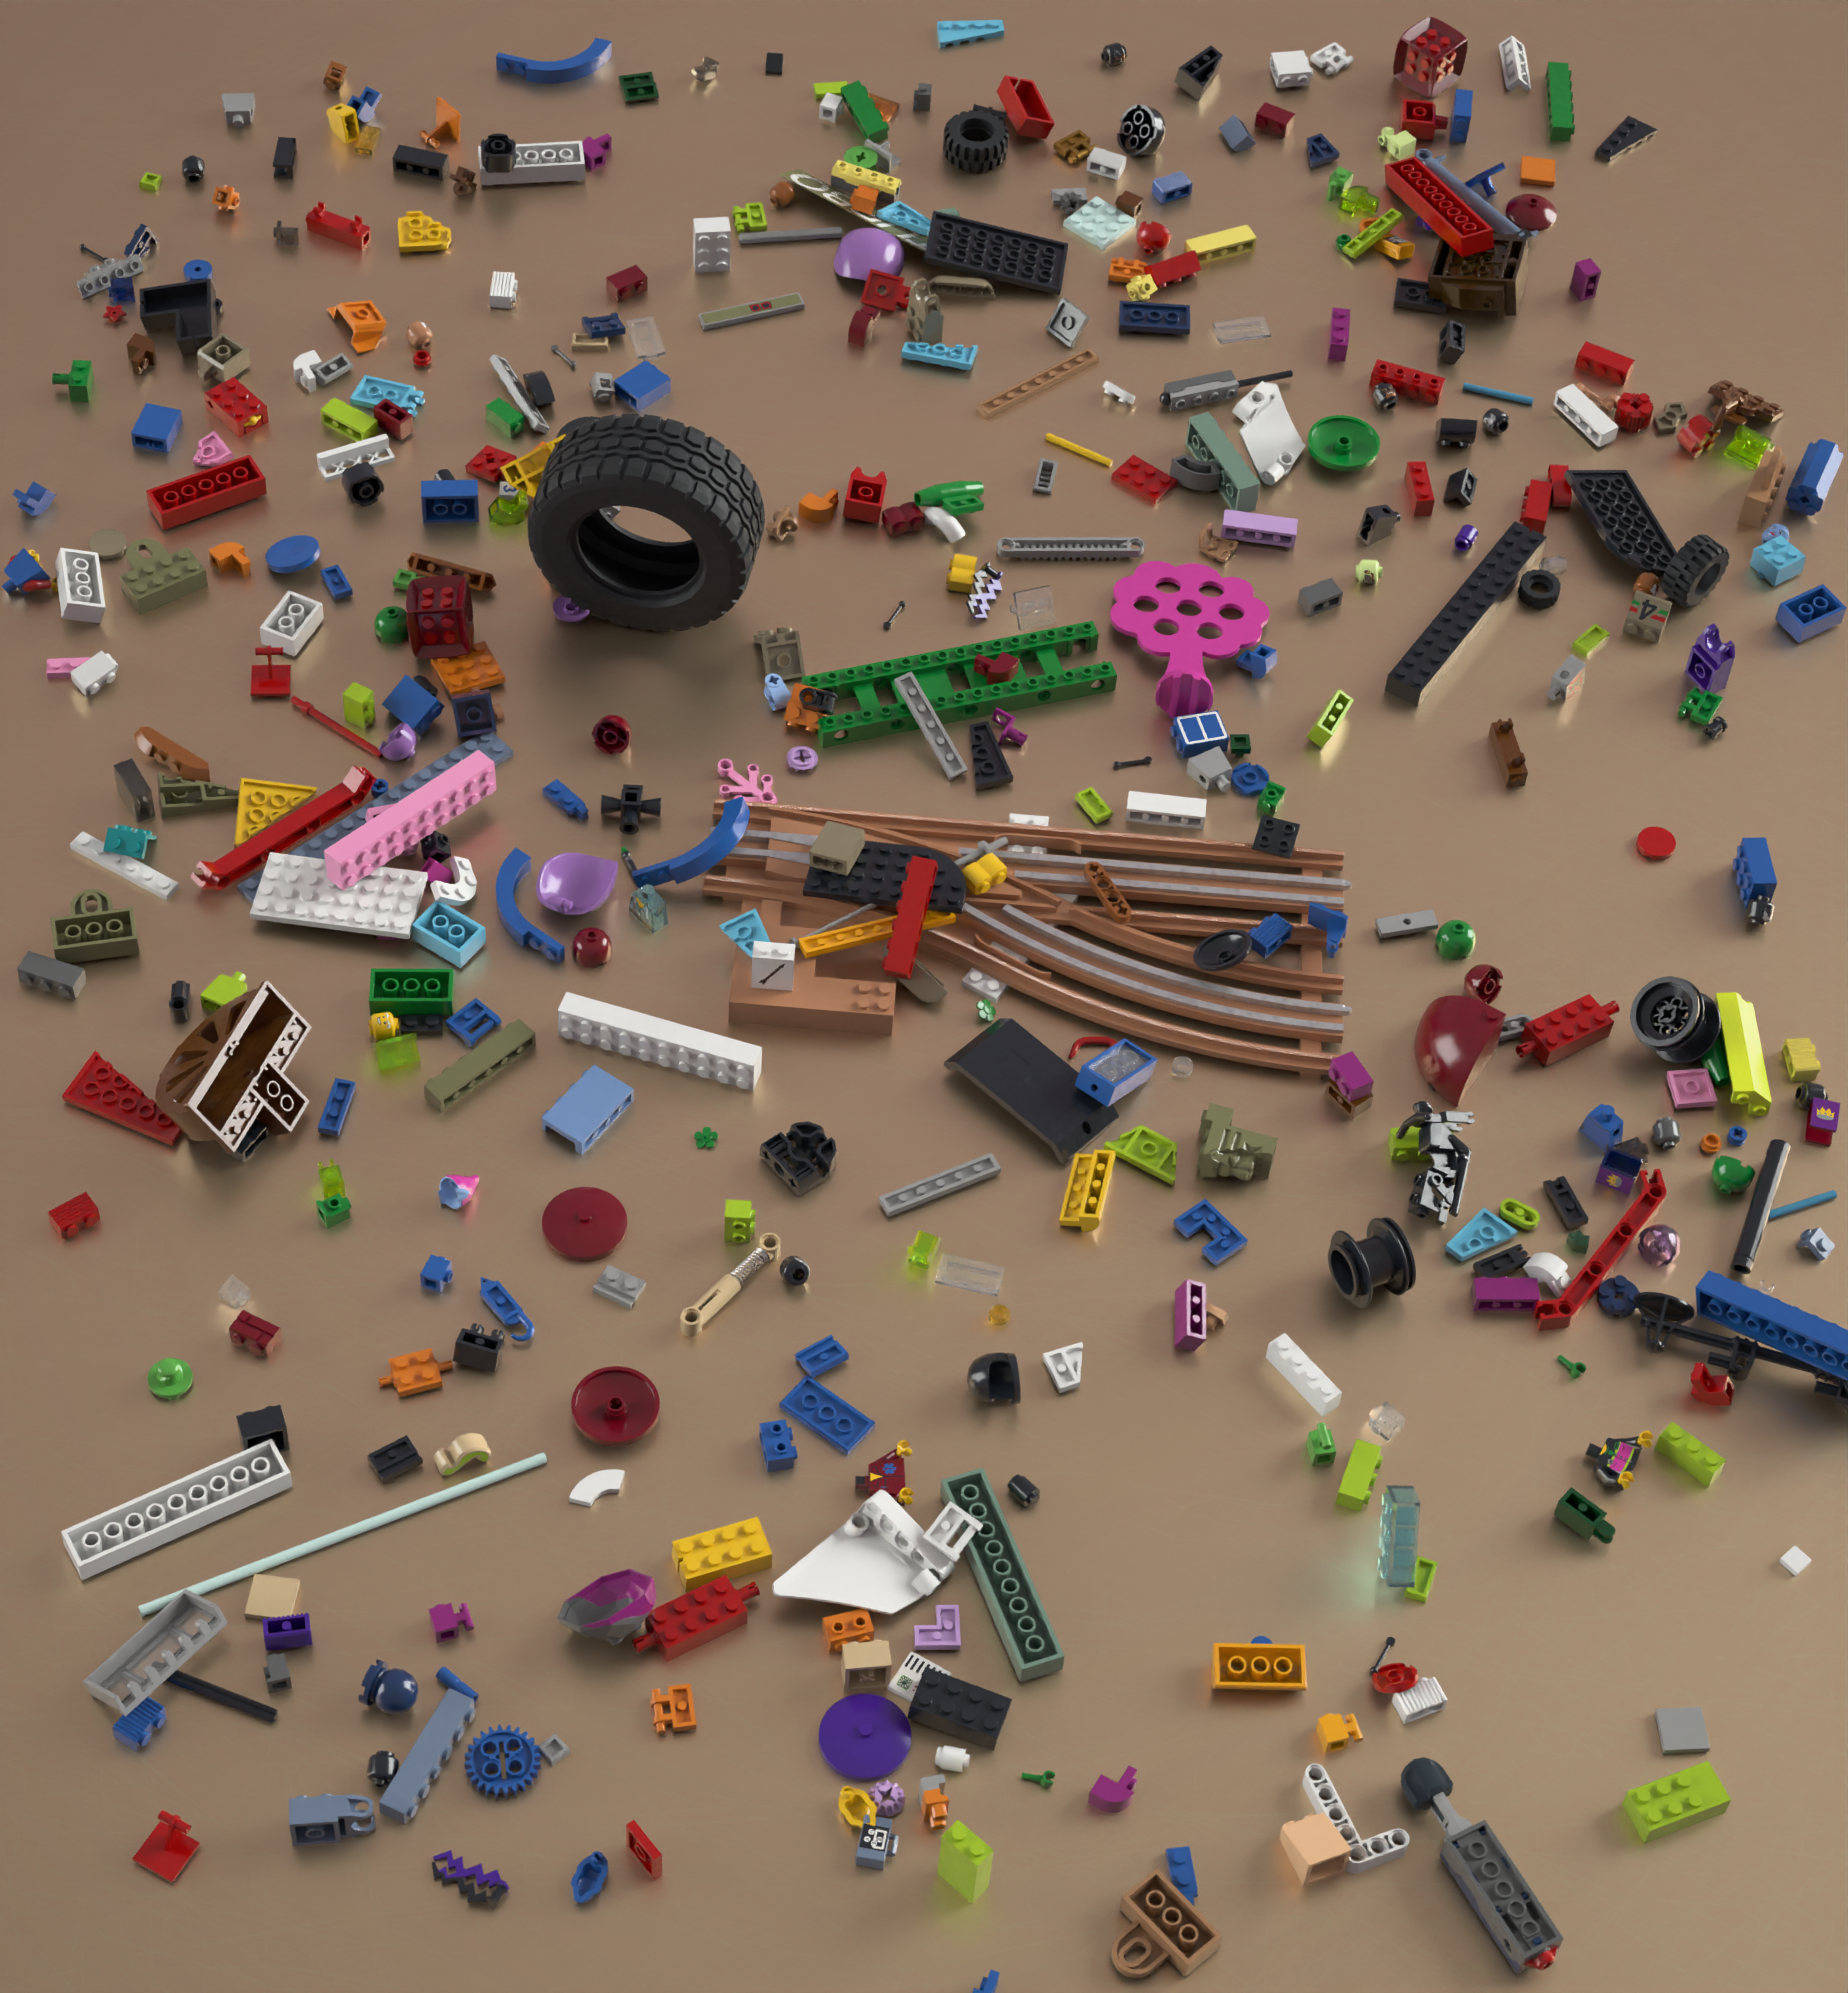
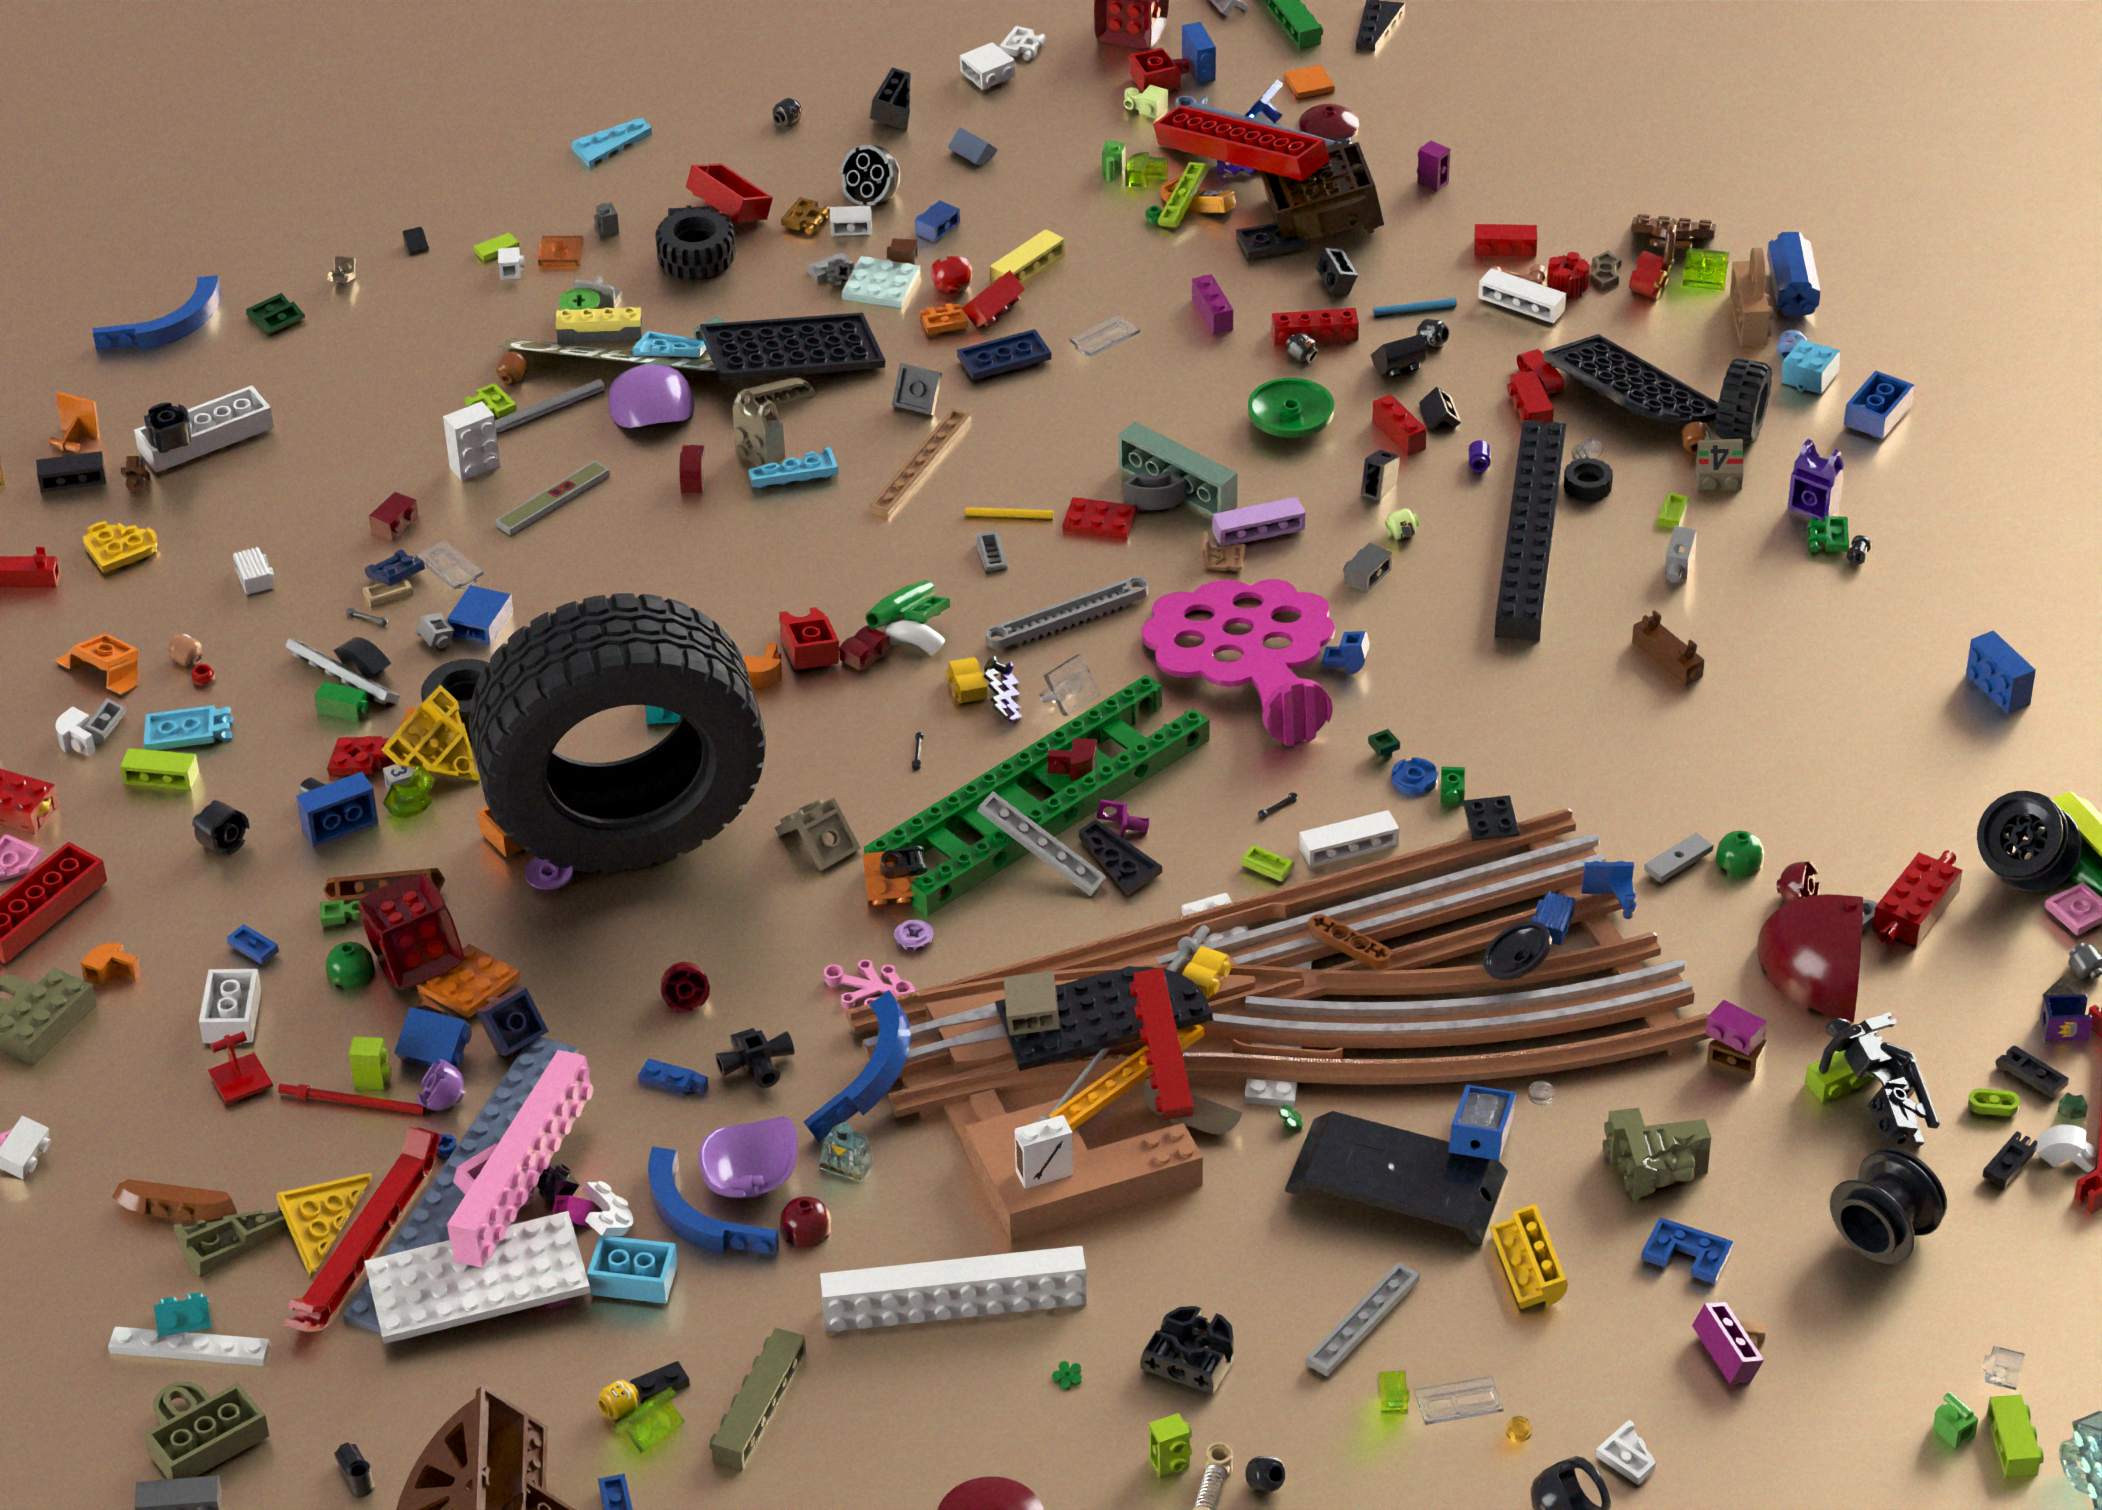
camera: 20 degrees left, 10 degrees down
(134, 790) = (155, 1255): clear smoke brick -> none
(223, 990) = (404, 1438): lime torso -> none
(292, 554) = (182, 932): blue piece -> none
(353, 454) = (186, 802): white fence -> none
(393, 419) = (213, 747): dark red brick -> none
(411, 991) = (630, 1348): green brick -> none
(469, 1017) = (712, 1351): blue plate -> none
(588, 1108) = (915, 1393): medium blue panel -> none
(595, 151) = (272, 391): magenta brick -> none
(628, 860) = (780, 1110): black piece -> none
(745, 930) = (986, 1132): medium azure wing -> none
(776, 692) = (842, 875): light blue piece -> none
(864, 112) = (552, 255): green brick -> none
(864, 199) = (611, 340): orange brick -> none
(895, 289) = (708, 425): red plate -> none
(1090, 1041) = (1427, 1104): red animal -> none
(1112, 390) = (1024, 442): white plate -> none
(1141, 287) = (972, 328): light yellow brick -> none
(1147, 1151) = (1566, 1194): lime wing -> none
(1199, 733) = (1333, 749): blue brick -> none
(1209, 388) = (1111, 403): piece -> none
(1210, 769) = (1369, 780): light grey torso -> none
(1268, 432) = (1203, 425): white panel -> none
(1274, 120) = (1002, 120): dark red brick -> none
(1303, 1374) = (1886, 1356): white brick -> none
(1320, 150) = (1071, 134): dark blue wing -> none
(1330, 718) = (1462, 682): lime brick -> none
(1479, 1235) = (1969, 1139): medium azure wing -> none
(1504, 1294) = (2036, 1188): magenta brick -> none
(1603, 1127) = (2021, 980): blue torso -> none
(1656, 843) = (1876, 683): red tile -> none
(1760, 910) = (2028, 707): black head -> none

